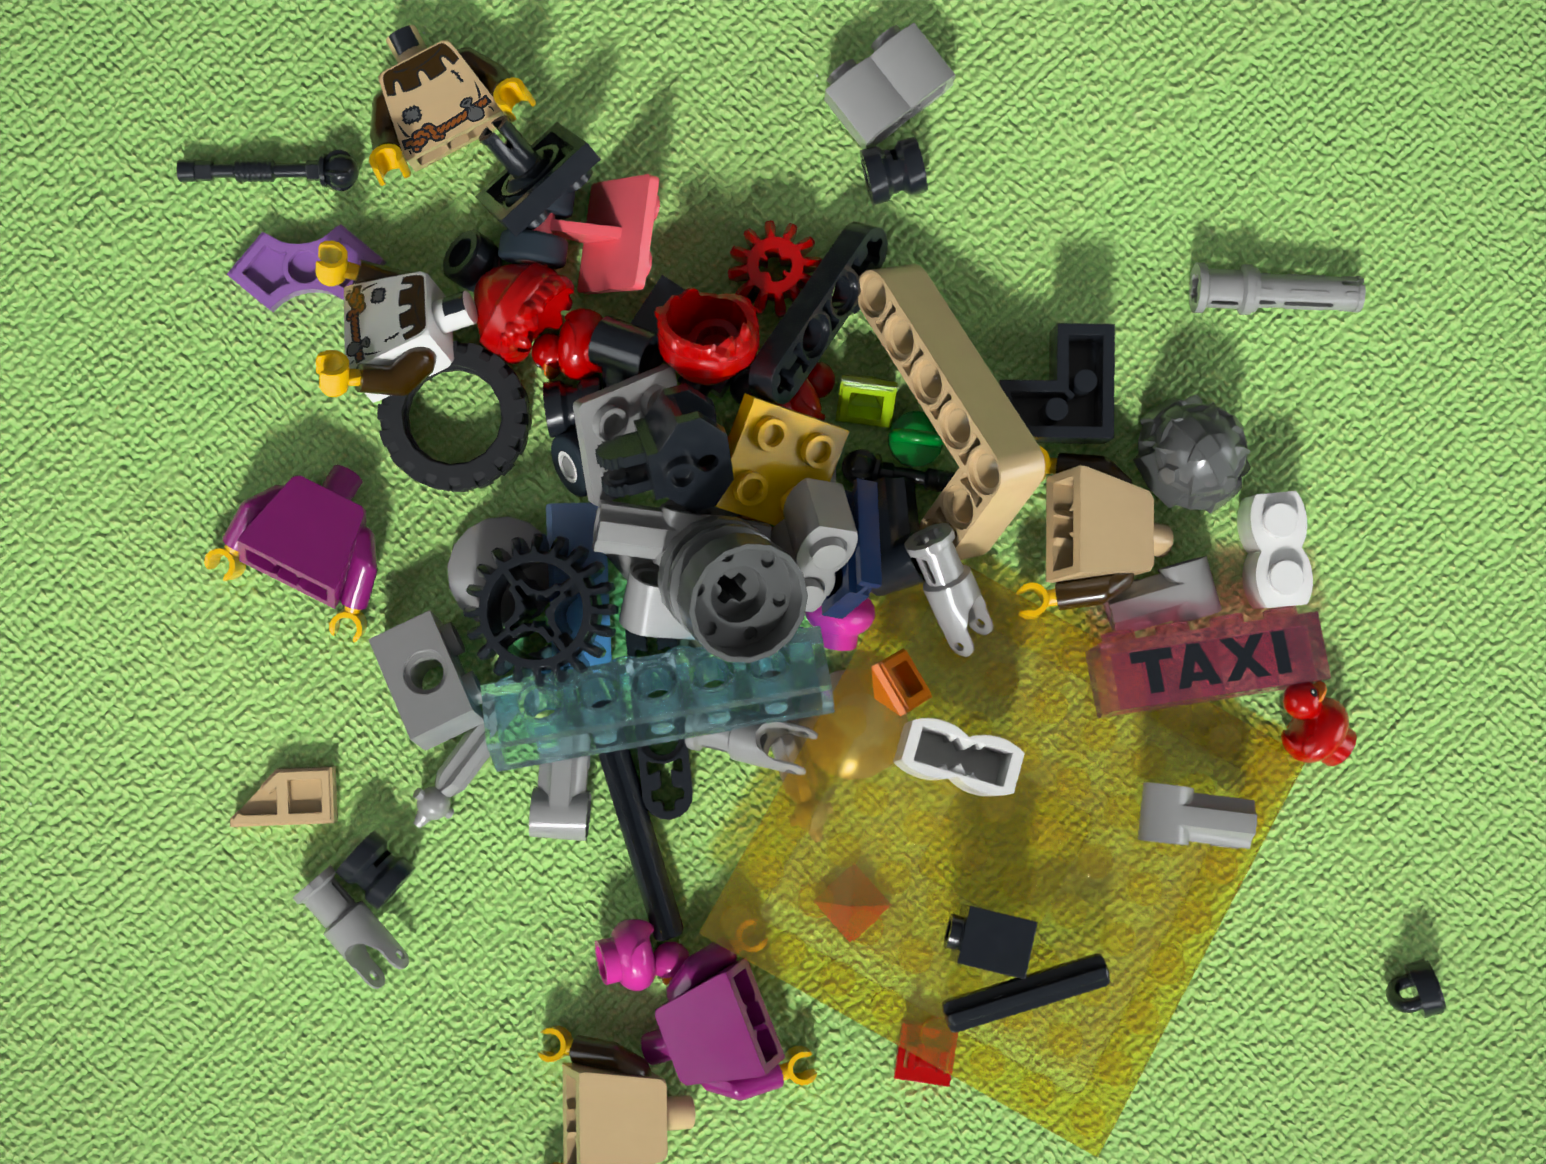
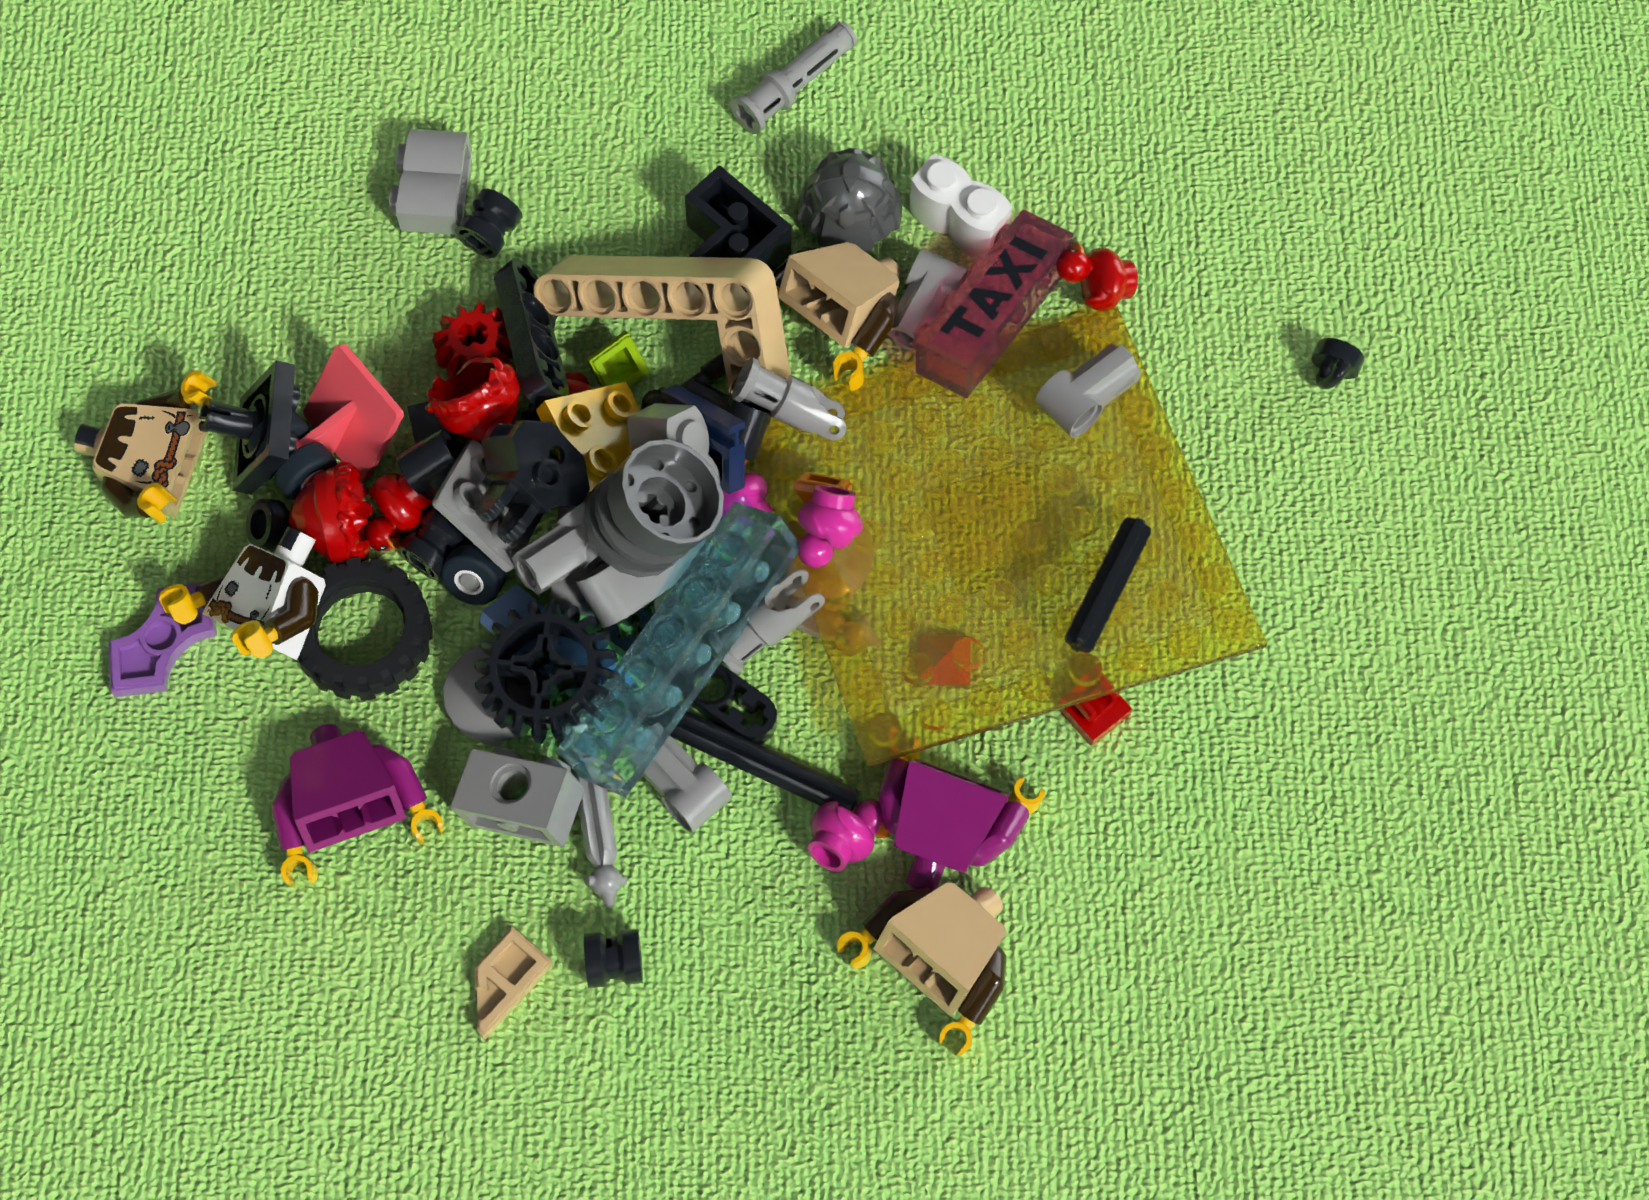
camera: 55 degrees left, 20 degrees down
(333, 169) = (120, 560): black piece -> none
(351, 927) = (629, 1014): light grey piece -> none
(866, 723) = (829, 523): none -> dark pink animal
(914, 440) = (673, 359): green tile -> none
(943, 751) = (907, 486): white brick -> none
(990, 940) = (1051, 572): black brick -> none

